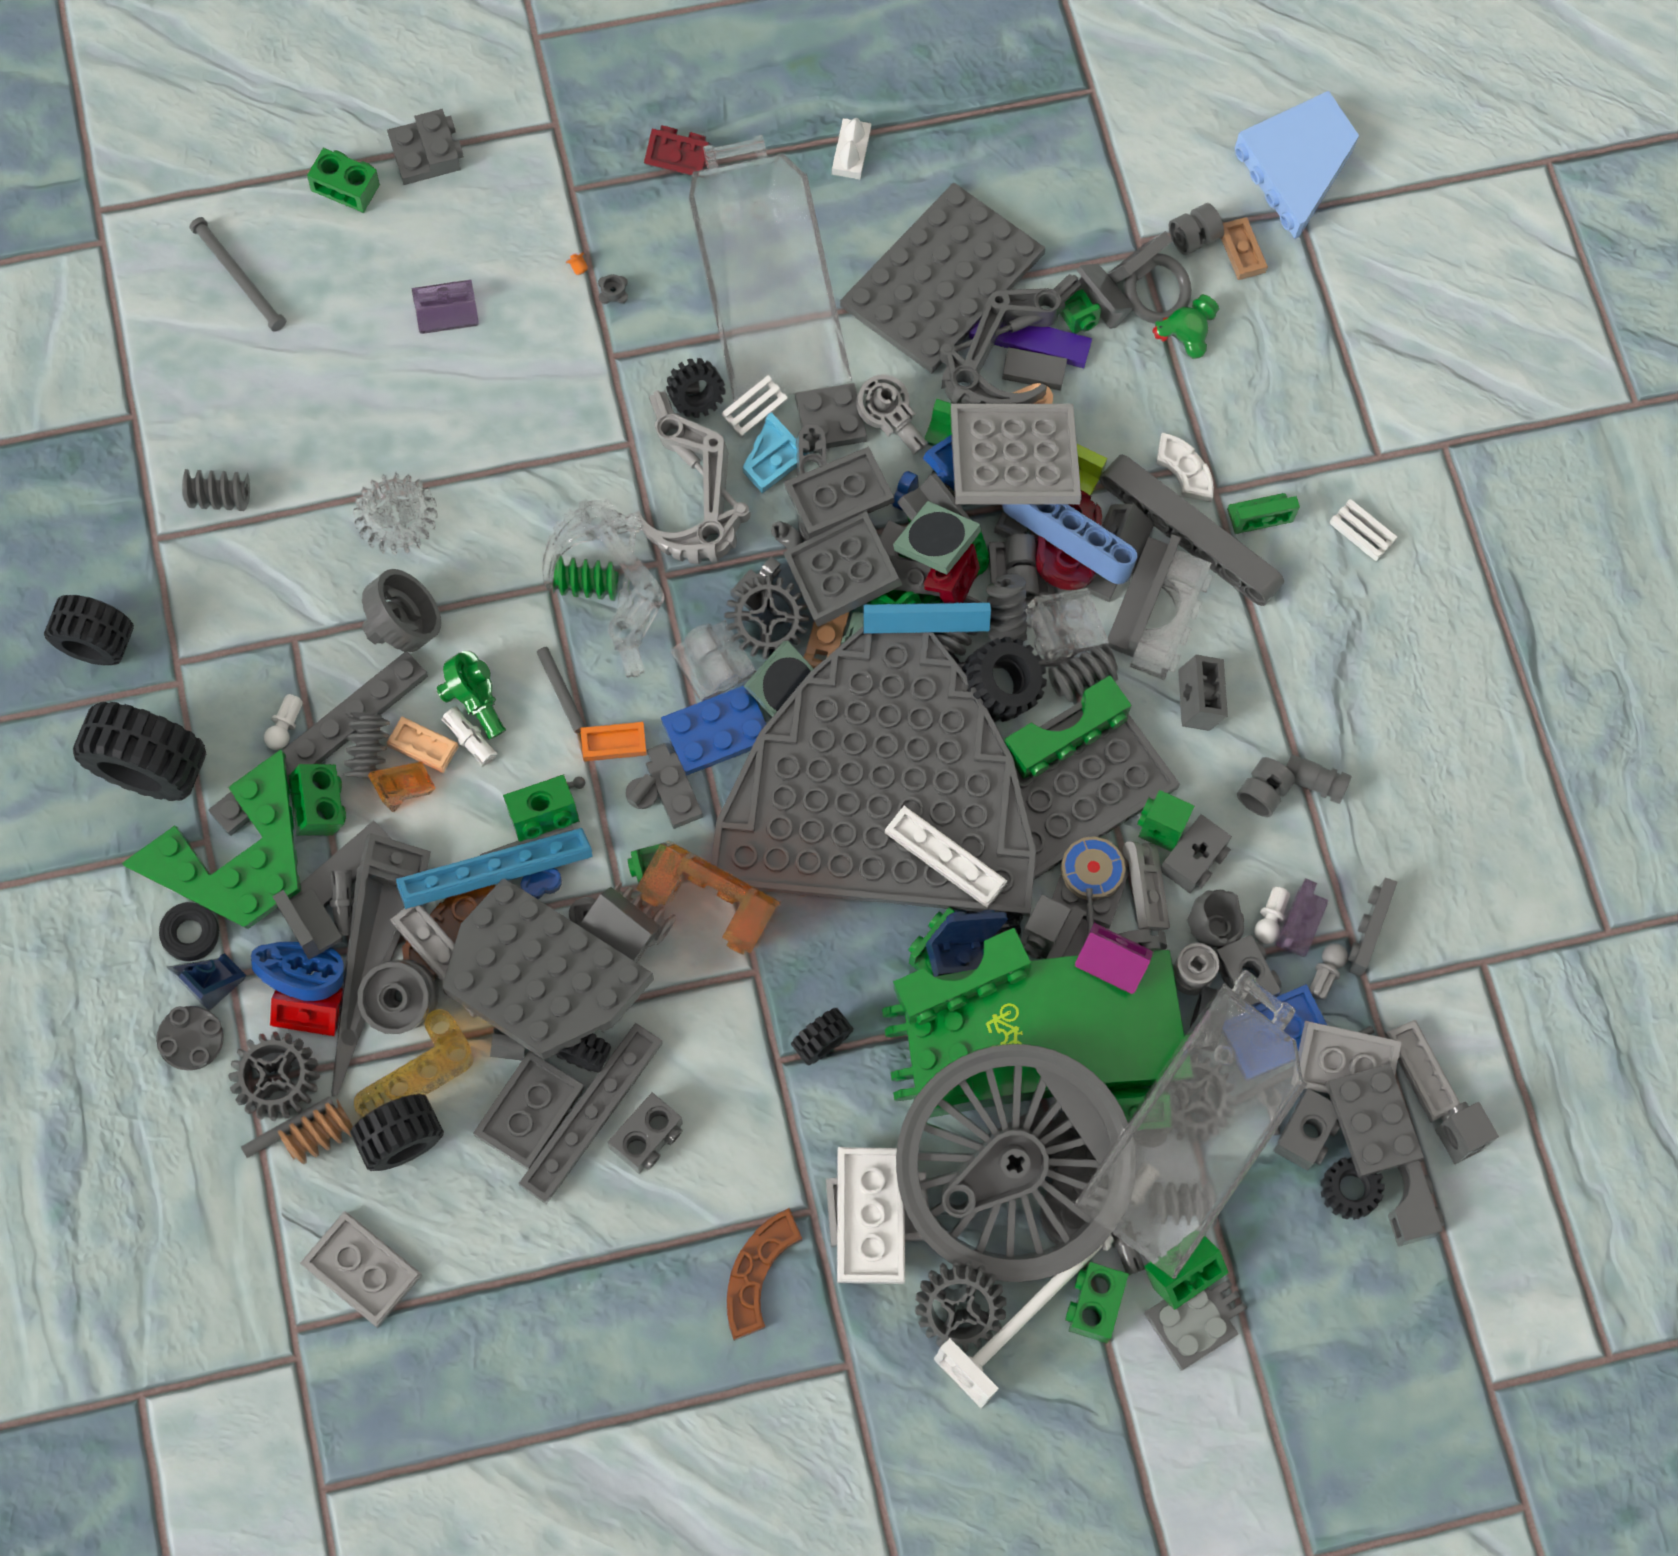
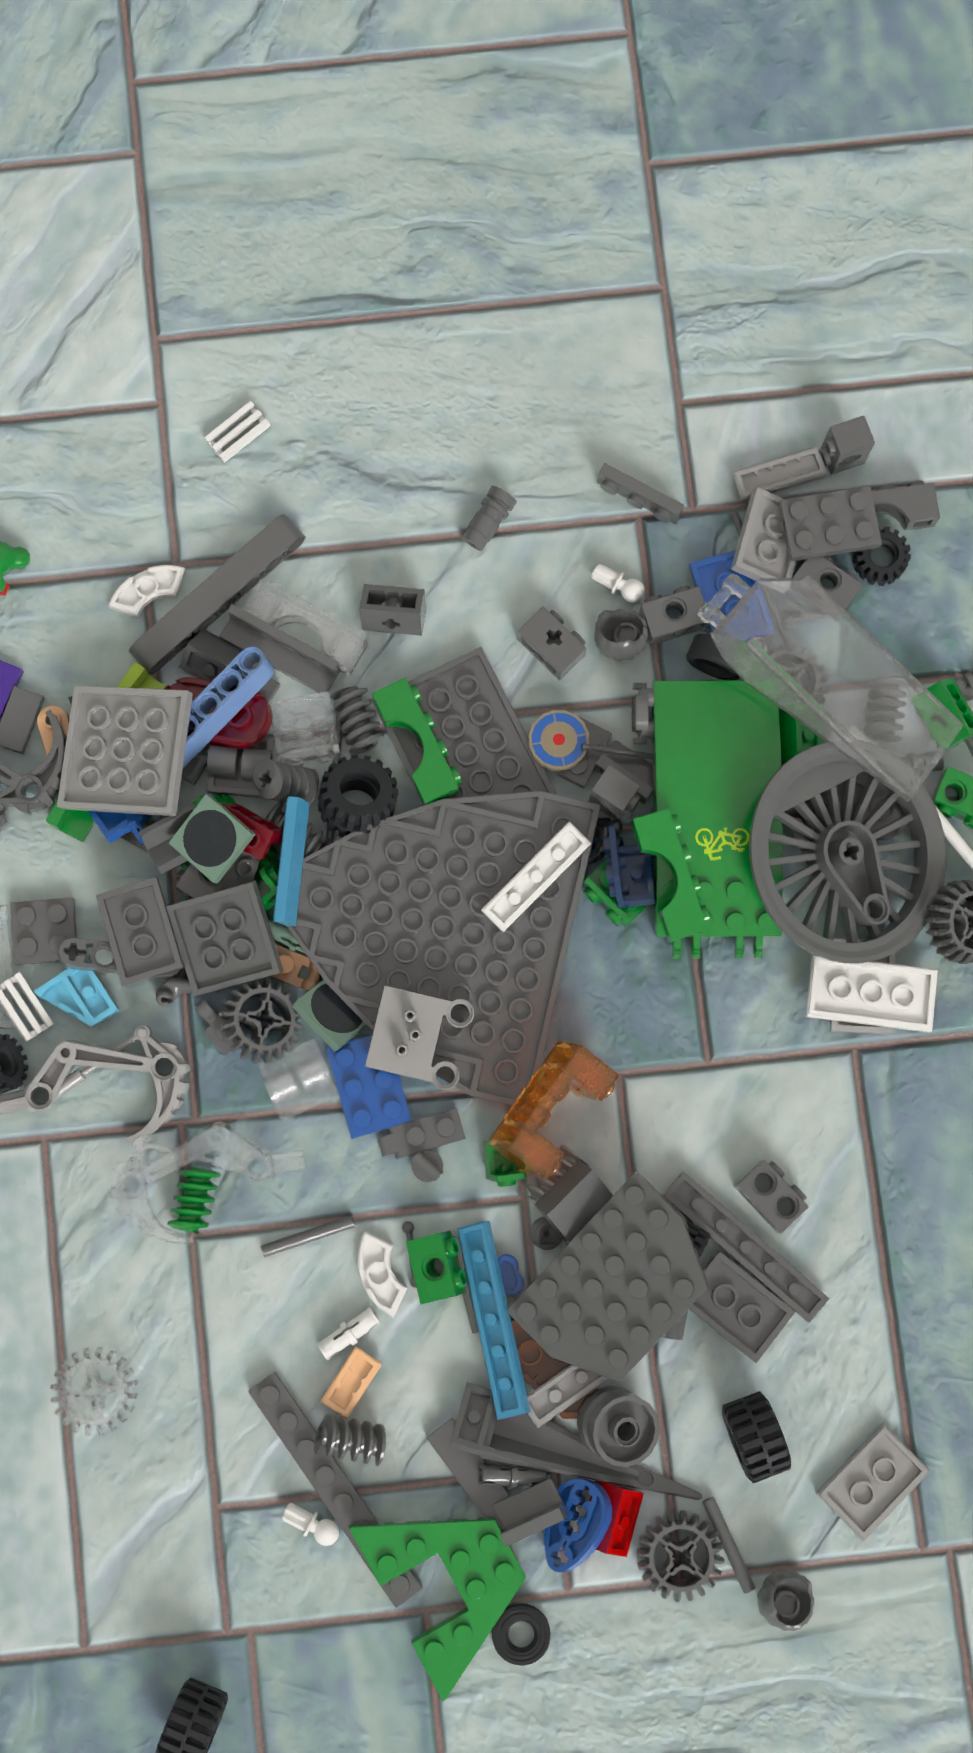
camera: 80 degrees left, 10 degrees up
(139, 751) = (340, 1678): black tyre -> none
(189, 1037) = (631, 1639): dark grey dish -> none
(209, 979) = (571, 1619): dark blue slope -> none
(215, 491) = (44, 1581): dark grey piece -> none
(235, 1184) = (786, 1600): none -> dark grey hair
(309, 799) = (401, 1503): green brick -> none
(316, 1132) = (742, 1515): medium nougat piece -> none
(401, 783) = (394, 1406): clear orange slope -> none
(409, 616) = (223, 1389): dark grey piece -> none
(410, 1072) = (693, 1418): clear yellow beam -> none
(472, 689) = (302, 1327): green pin -> none
(530, 758) = (377, 1273): none -> white tile
(613, 741) = (369, 1188): orange tile -> none
(751, 1269) = (905, 1111): dark orange tile -> none
(768, 750) = (409, 1032): none -> light grey piece
(822, 1036) = (698, 1017): black tyre -> none
(888, 413) = (46, 871): light grey pin -> none
(907, 484) = (138, 866): blue tile -> none
(1114, 958) = (663, 730): magenta panel -> none
(1147, 885) = (577, 693): light grey plate -> none
(1164, 820) = (520, 665): green brick -> none
(1195, 968) = (666, 660): light grey wheel -> none
(1263, 512) = (207, 523): green bracket -> none
(1268, 783) = (493, 566): dark grey wheel -> none
(1302, 920) = (626, 556): clear purple bracket -> none
(1334, 958) = (664, 534): light grey axle -> none

